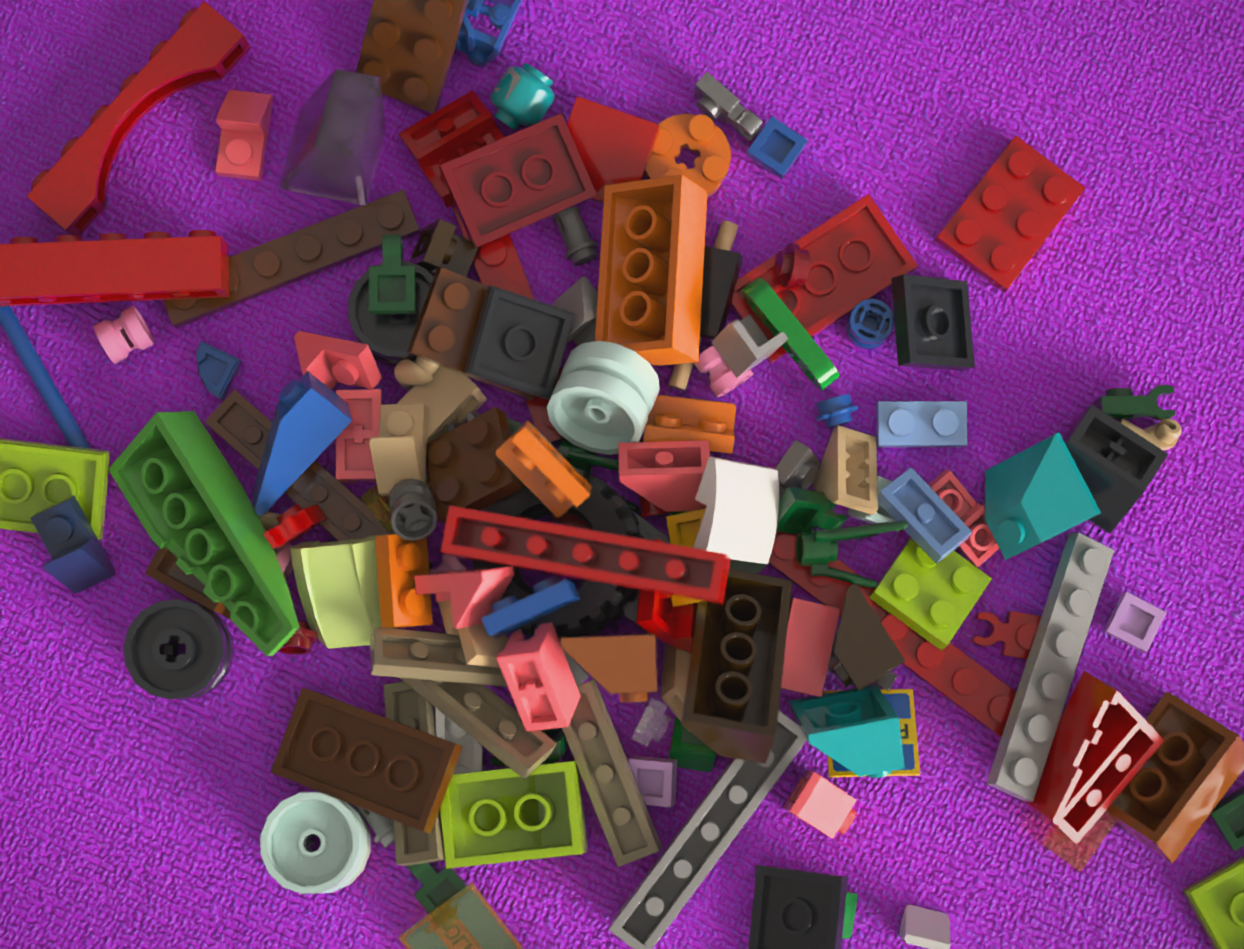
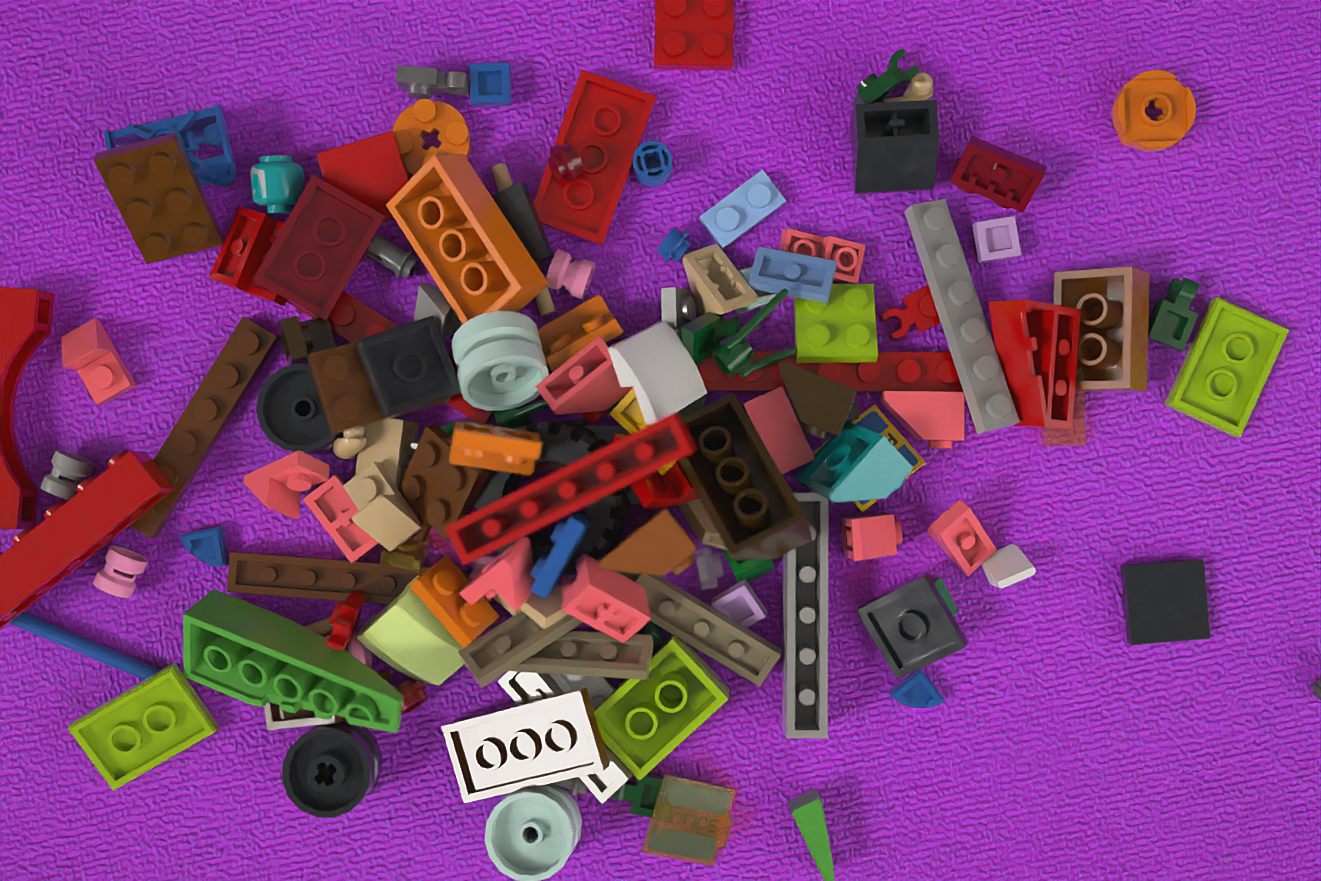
camera: 35 degrees left, 5 degrees up
(74, 548) = (201, 750): dark blue slope -> none
(152, 210) = (66, 474): none -> light grey wheel
(302, 428) = (298, 545): blue slope -> none
(337, 139) = (166, 314): clear purple slope -> none
(392, 285) = (283, 393): dark green plate -> none
(419, 516) = (429, 550): dark grey wheel -> none
(745, 345) = (574, 246): light grey panel -> none
(800, 344) = (600, 213): green beam -> none
(904, 870) = (962, 537): none -> coral slope
(932, 322) = (696, 129): black plate -> none
(954, 734) = (928, 415): none -> coral slope
(1035, 496) = (863, 201): teal slope -> none
(1176, 562) = (997, 174): none -> dark red bracket

